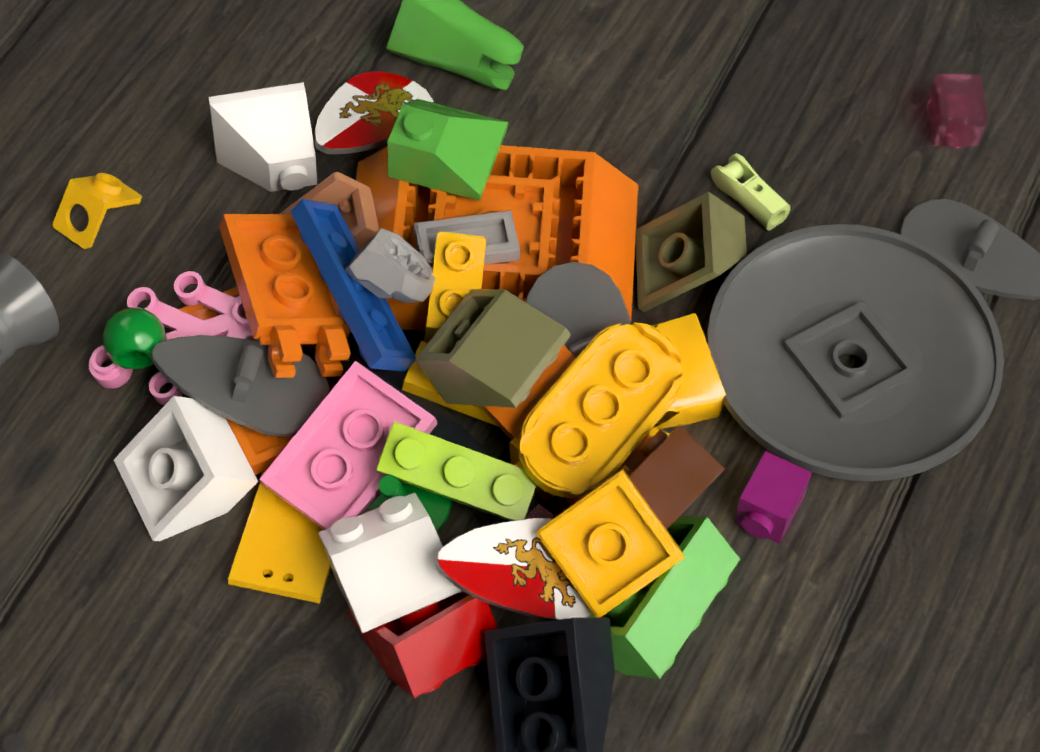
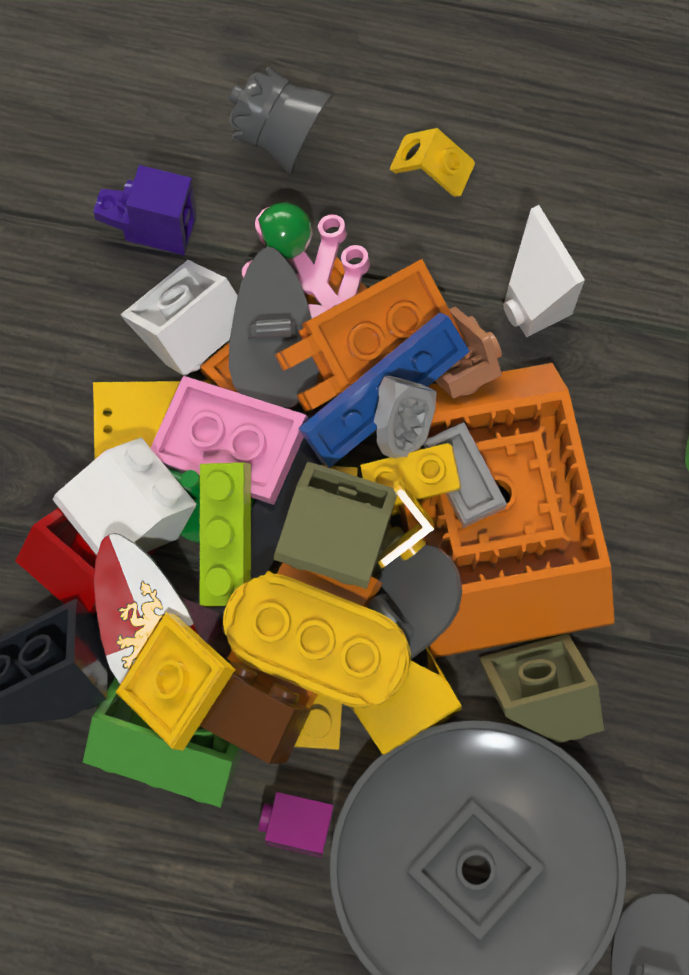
camera: 75 degrees right, 15 degrees up
(56, 462) = (151, 210): none -> dark purple hinge
(364, 112) = (607, 357): shield -> none
(444, 148) = (564, 425): bright green slope -> none
(518, 279) = (413, 540): none -> yellow bracket
(753, 194) = (644, 738): yellowish green bar -> none

